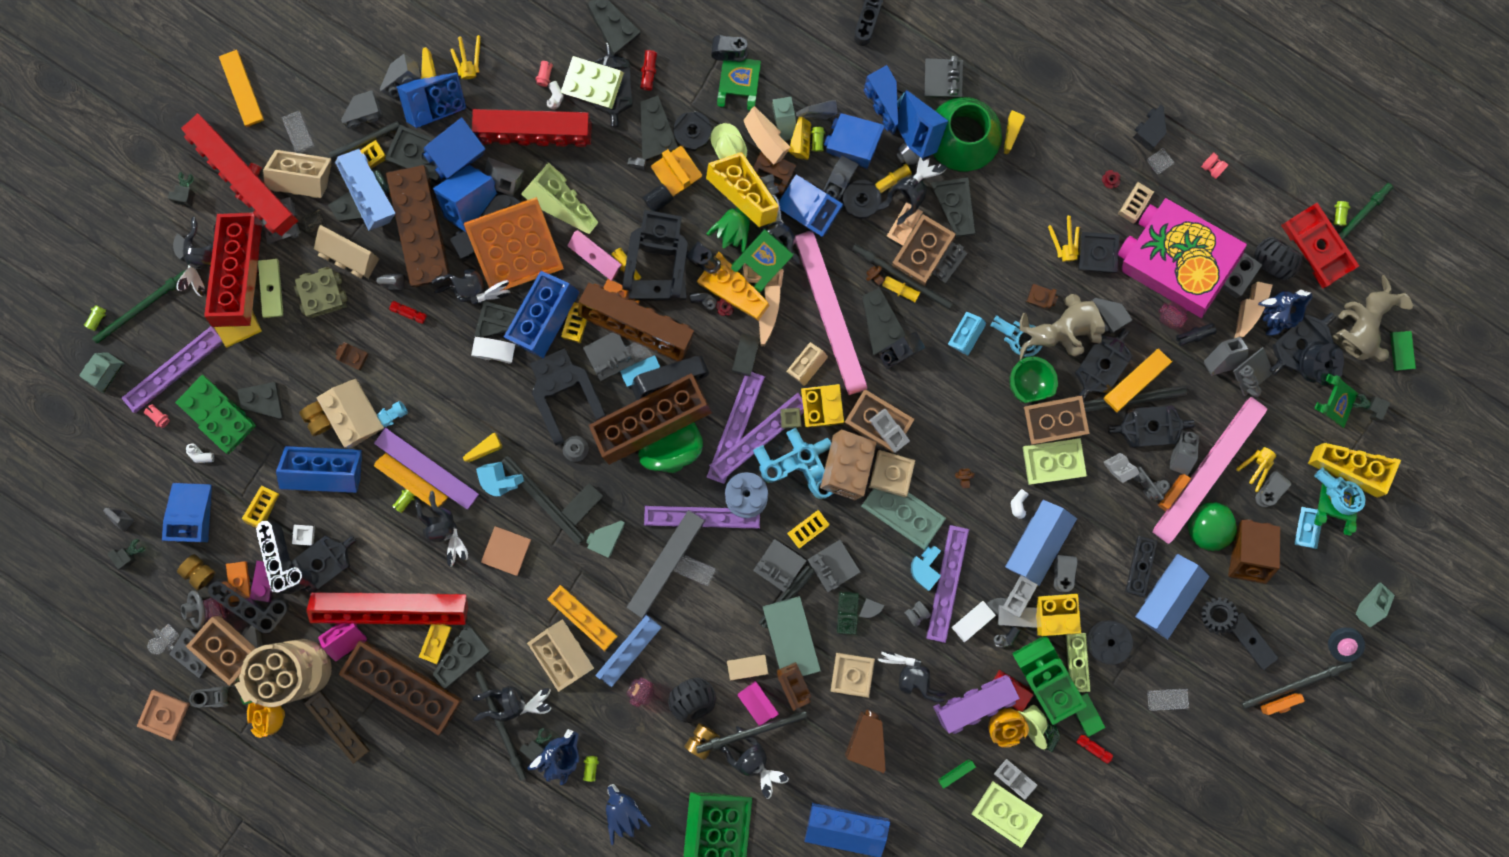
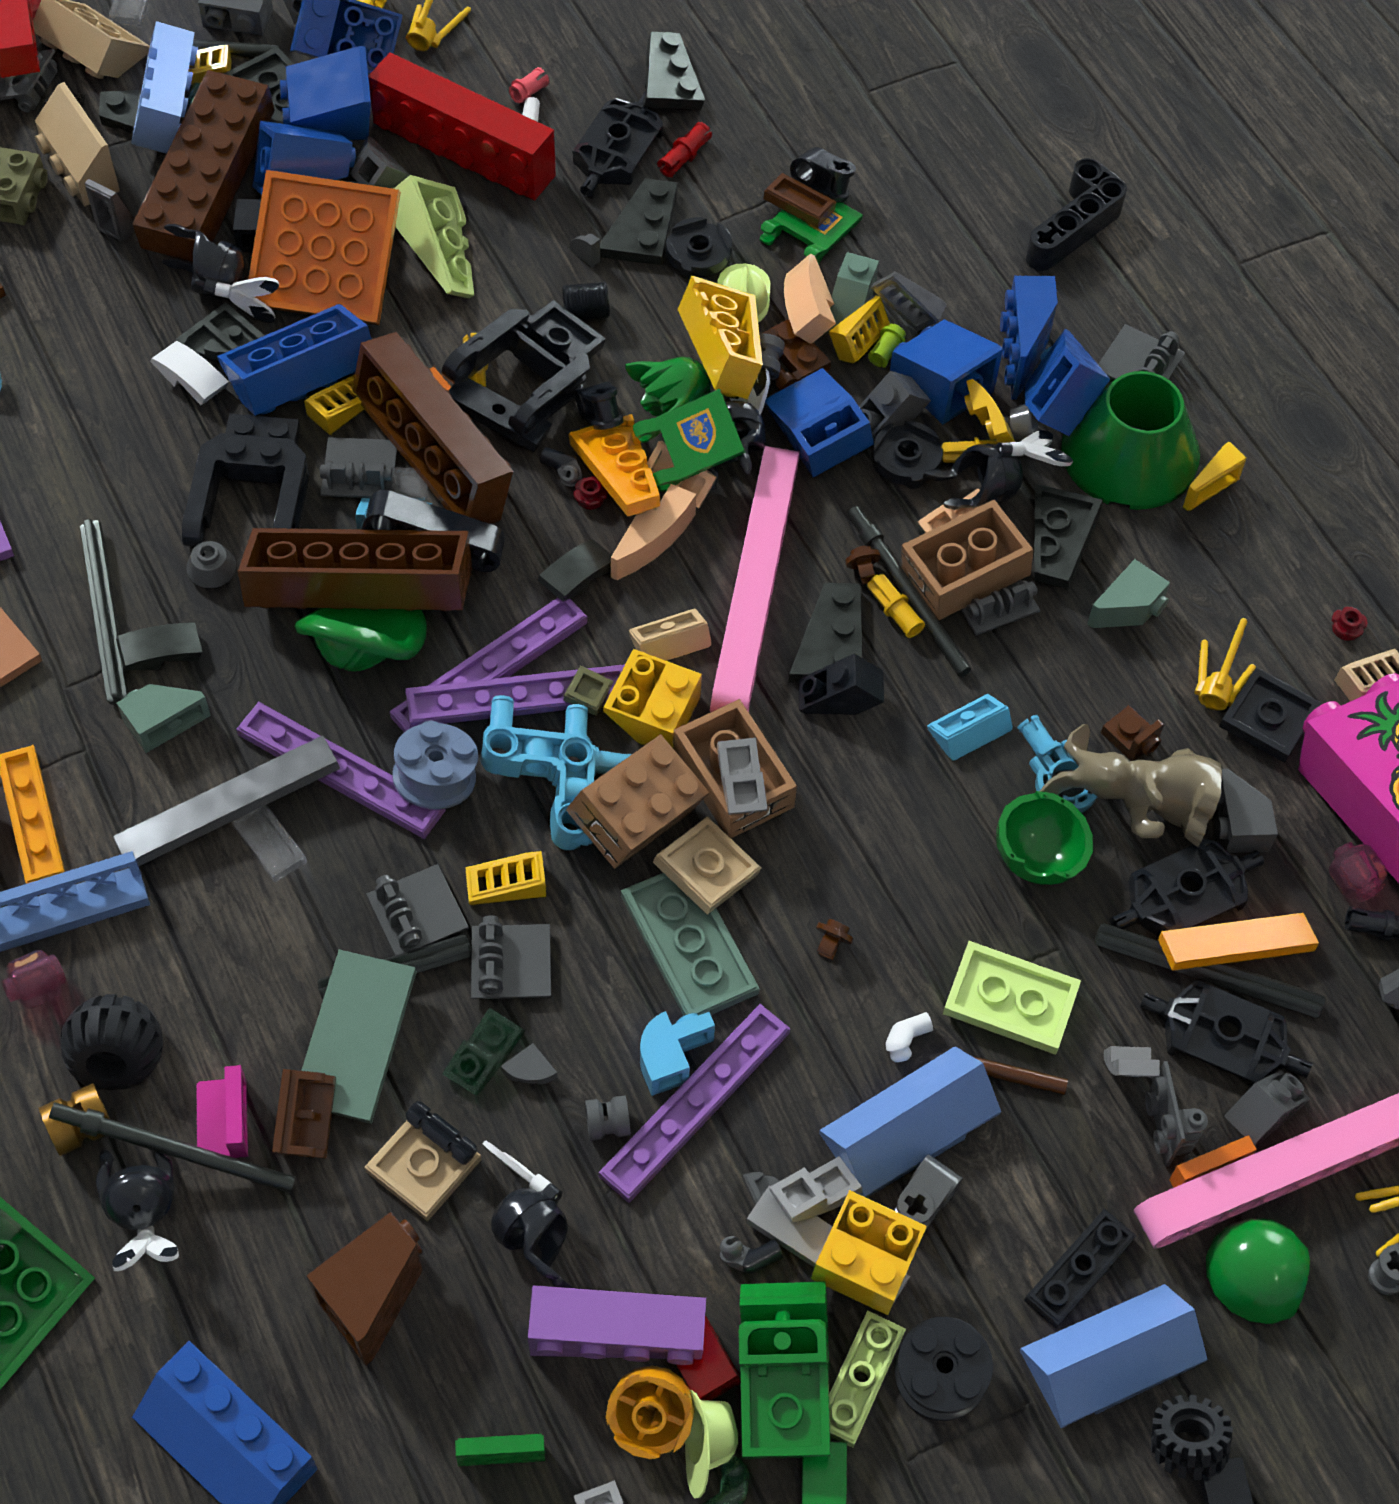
camera: 30 degrees right, 25 degrees down
(407, 312) = (104, 268): red axle -> none
(486, 447) = (69, 490): yellow slope -> none
(494, 480) = (53, 538): medium azure brick -> none
(592, 82) = (590, 117): yellowish green plate -> none
(594, 255) = (433, 322): bright pink tile -> none
(676, 170) = (639, 282): light orange bracket -> none
(726, 72) = (799, 200): none -> reddish brown tile
(747, 667) = (246, 1046): tan tile -> none
(856, 661) = (441, 1132): none -> black axle
(886, 157) = (987, 411): none -> yellow slope
(973, 621) = (703, 1185): white slope -> none
(1007, 224) = (1130, 598): none -> sand green slope
(1056, 420) = (1053, 921): medium nougat brick -> none
(1072, 495) = (1025, 1076): none -> reddish brown bar
(1255, 552) = (1321, 1357): reddish brown slope -> none

